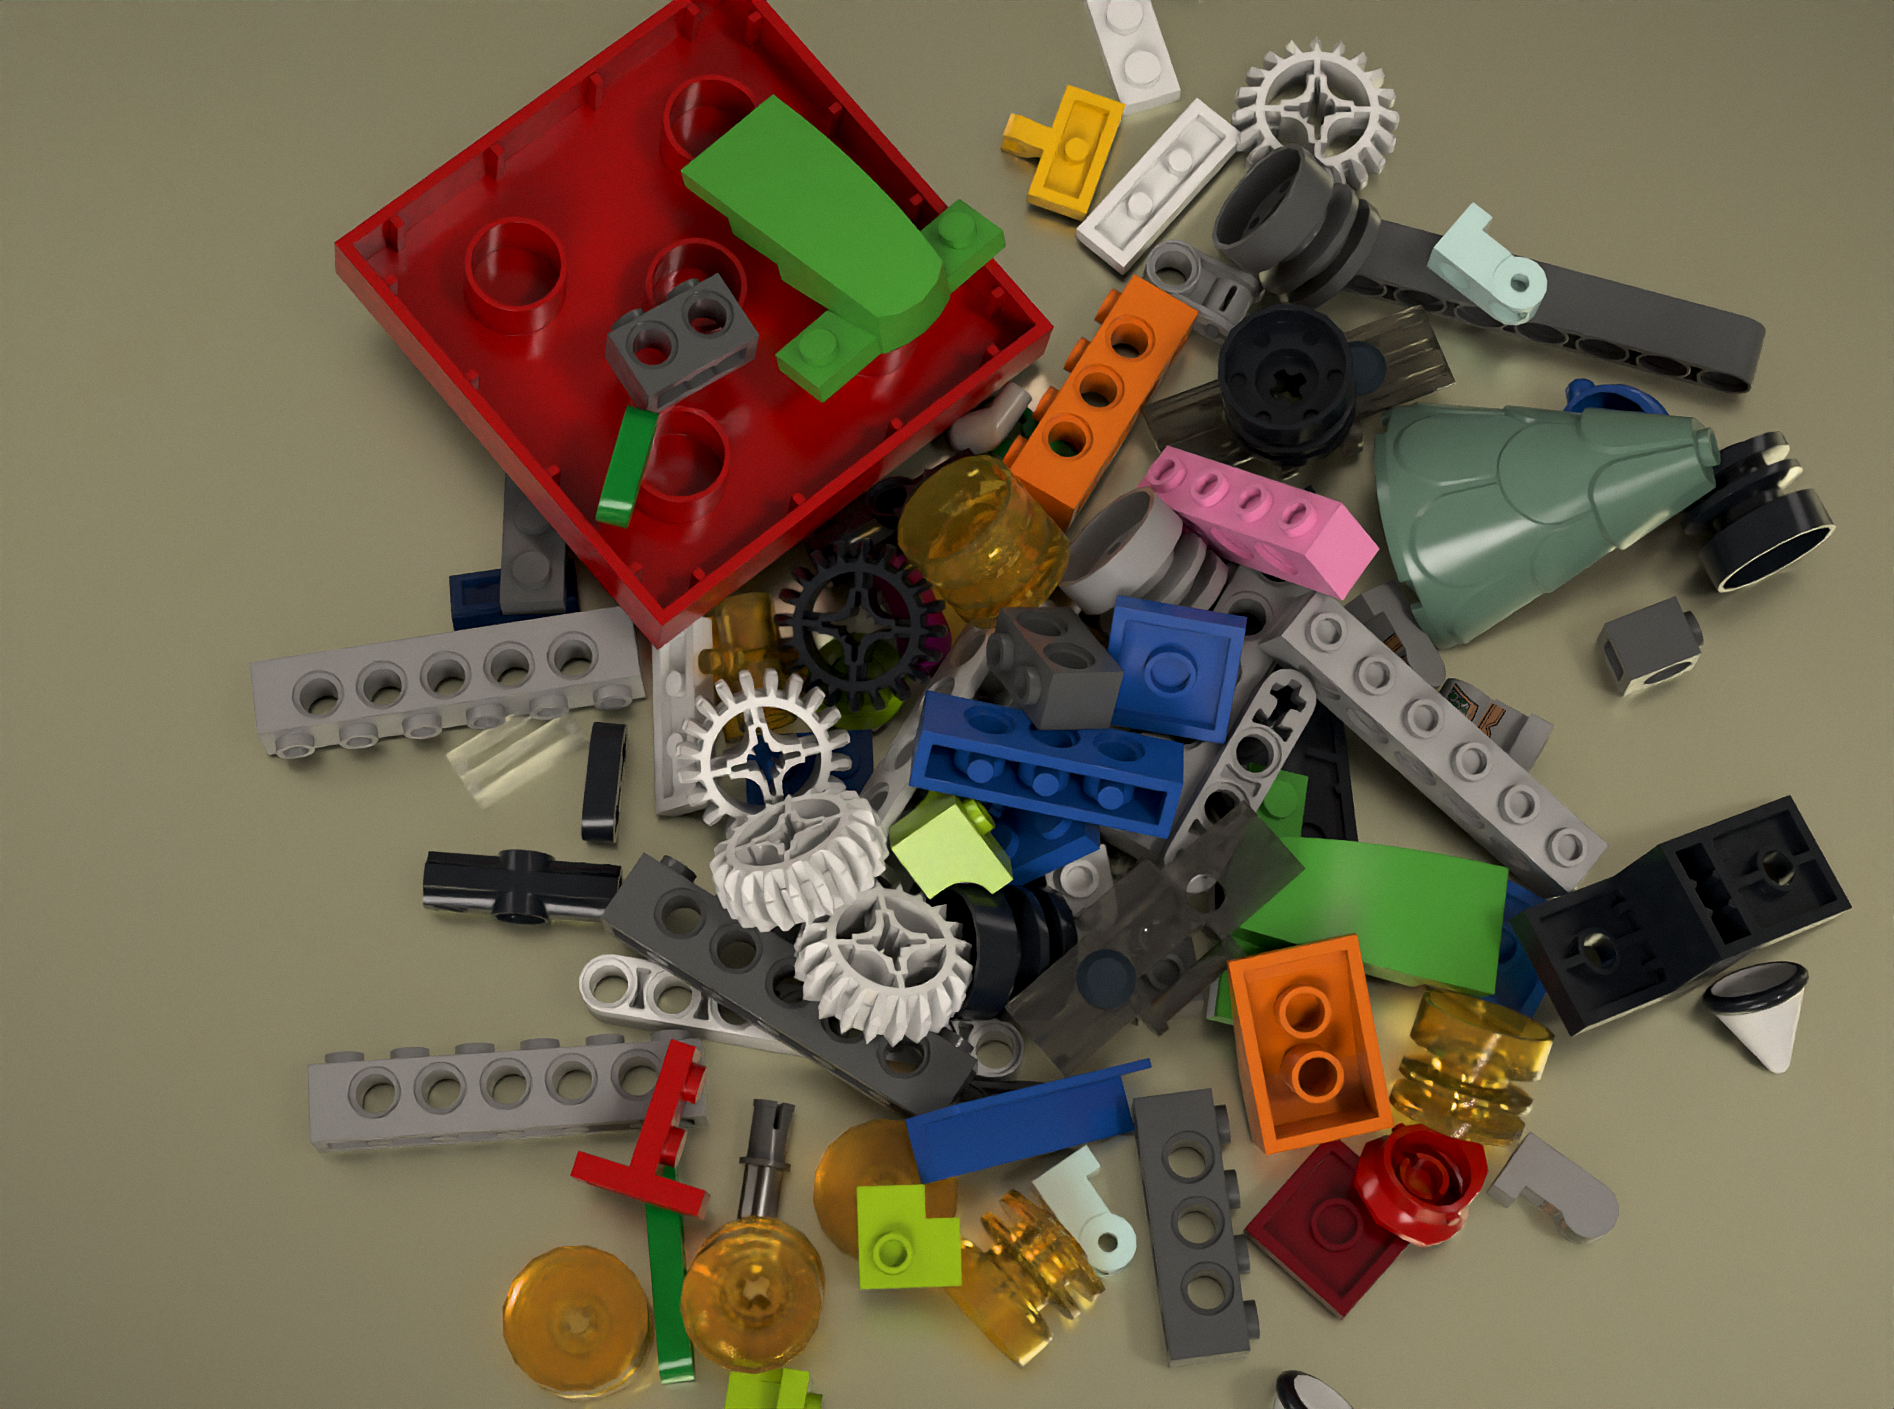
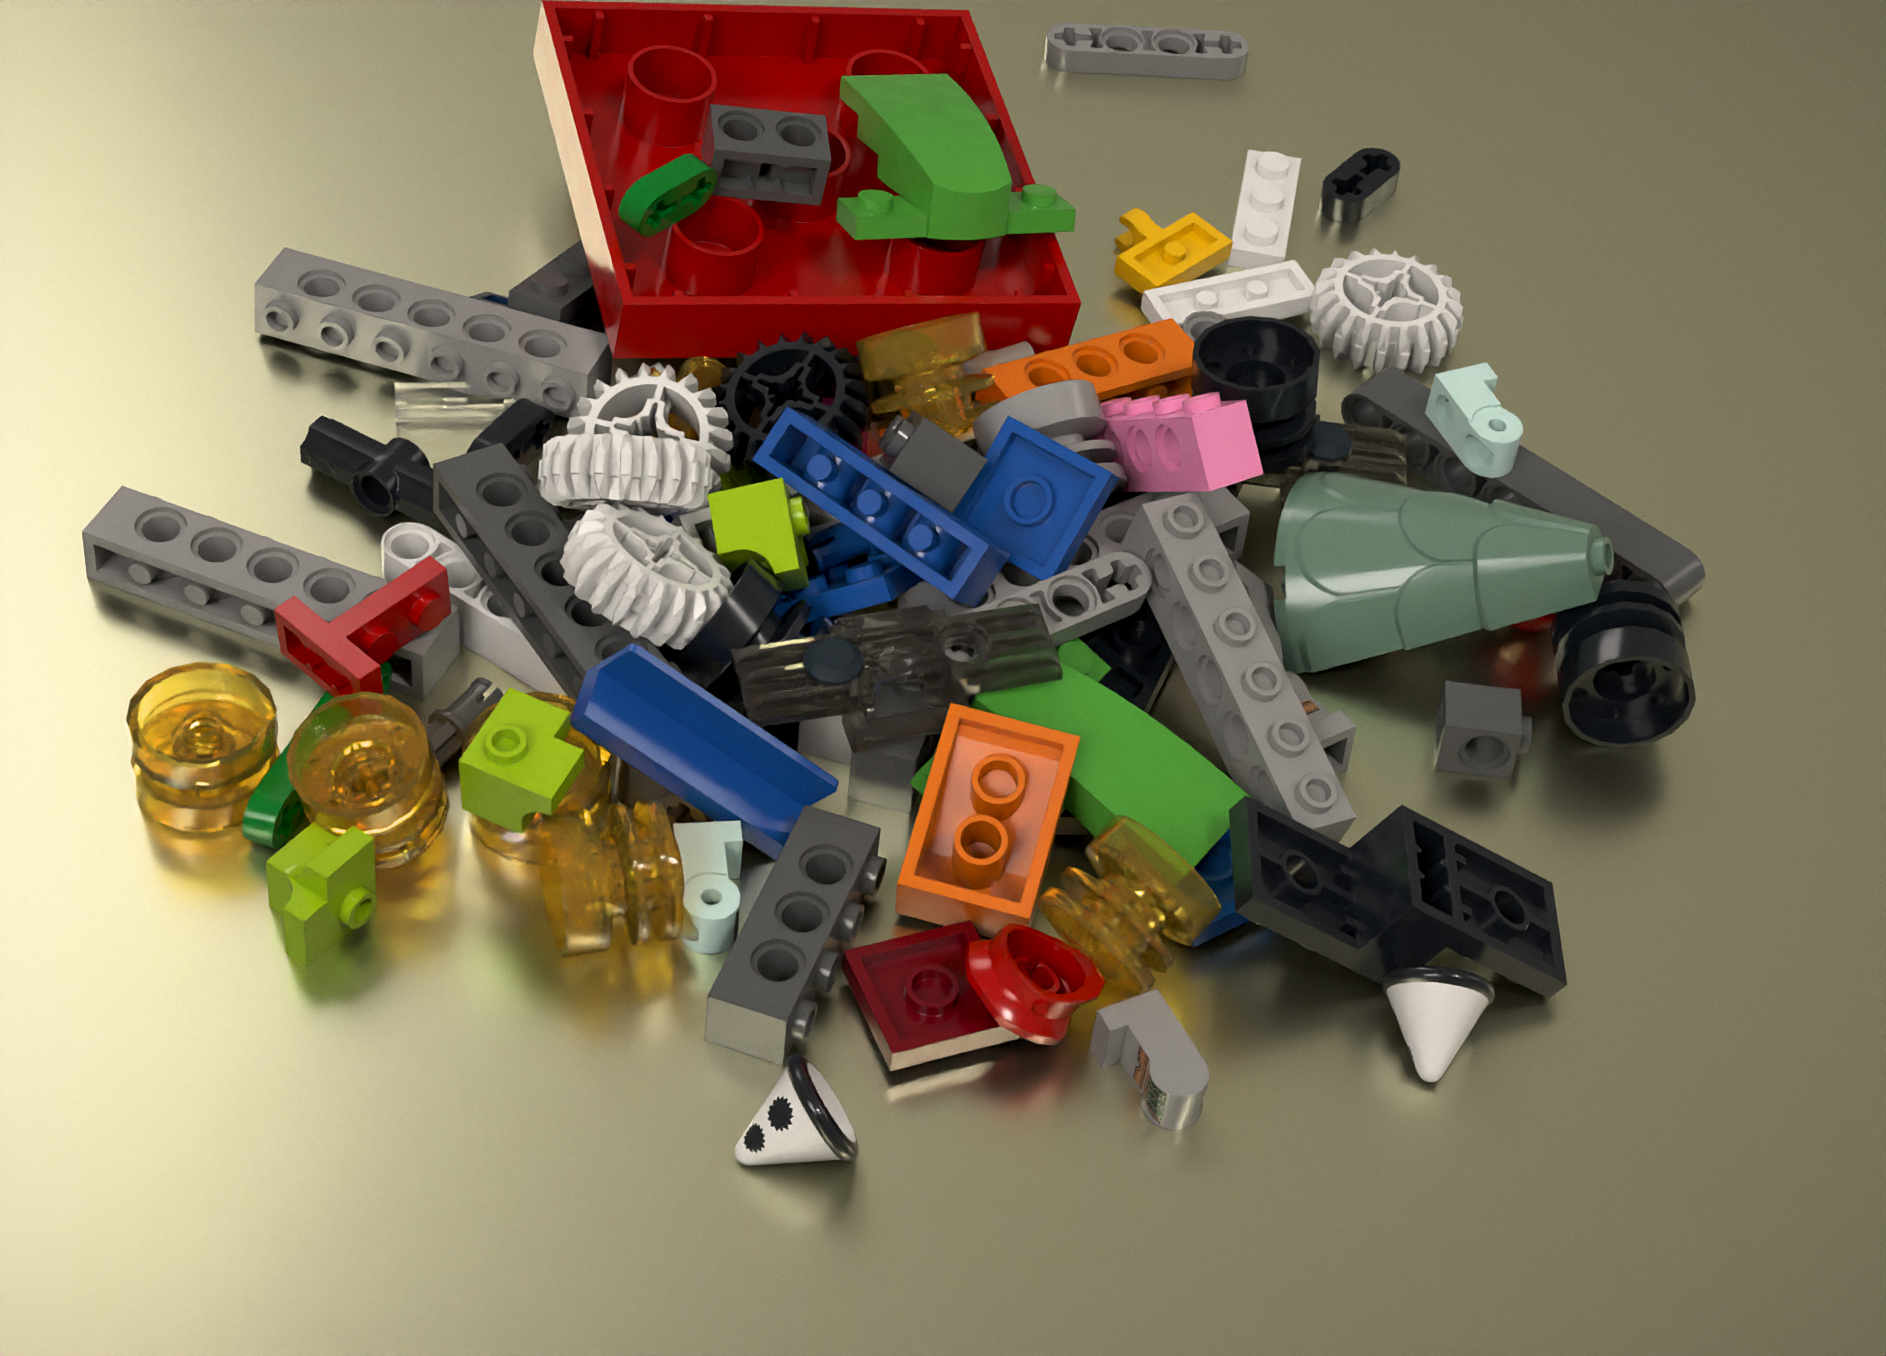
camera: 20 degrees right, 30 degrees down
(1296, 227) = (1328, 312): dark grey wheel -> none

